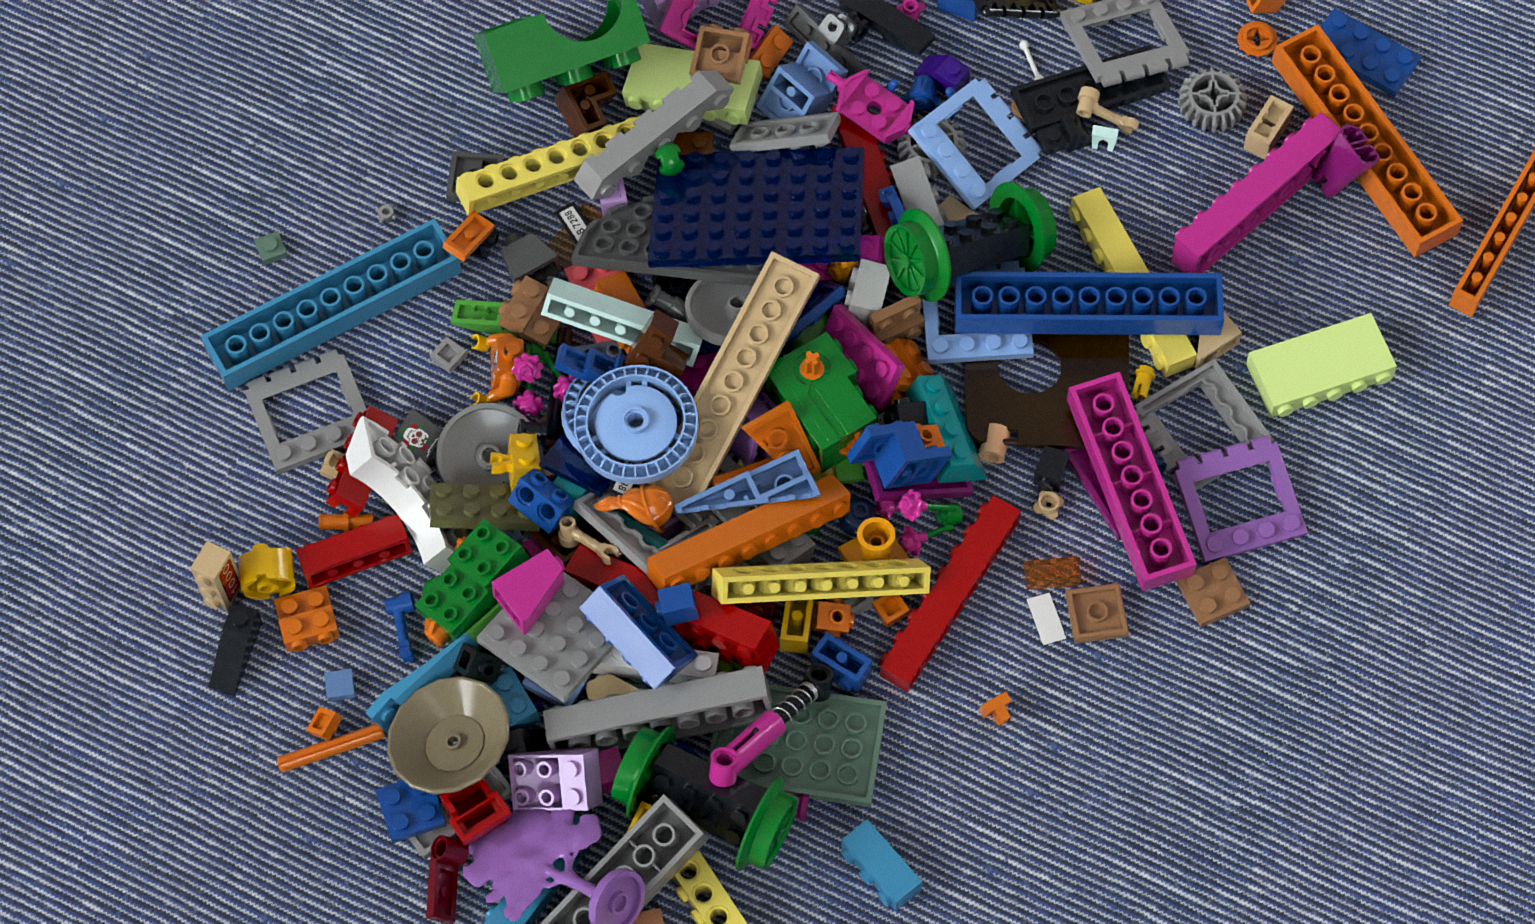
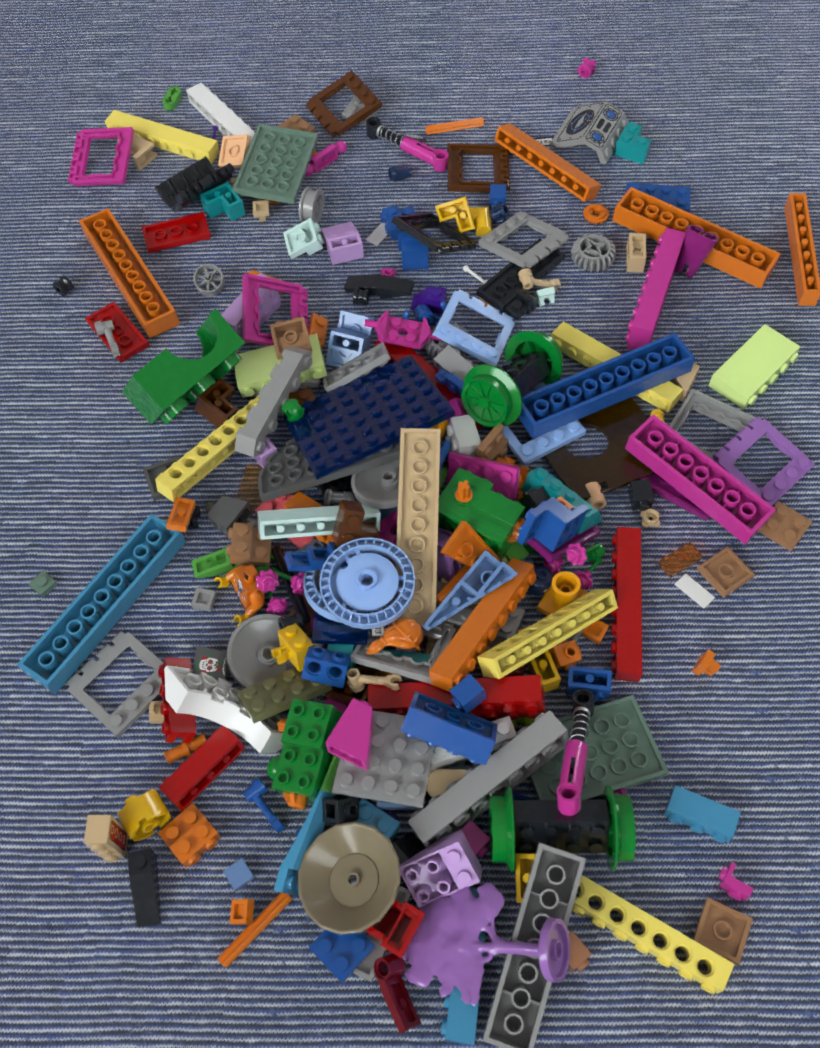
camera: 25 degrees left, 5 degrees down
(386, 213) = (115, 527): light grey piece -> none
(572, 220) = (246, 480): sticker -> none
(828, 34) = (351, 301): dark grey plate -> none

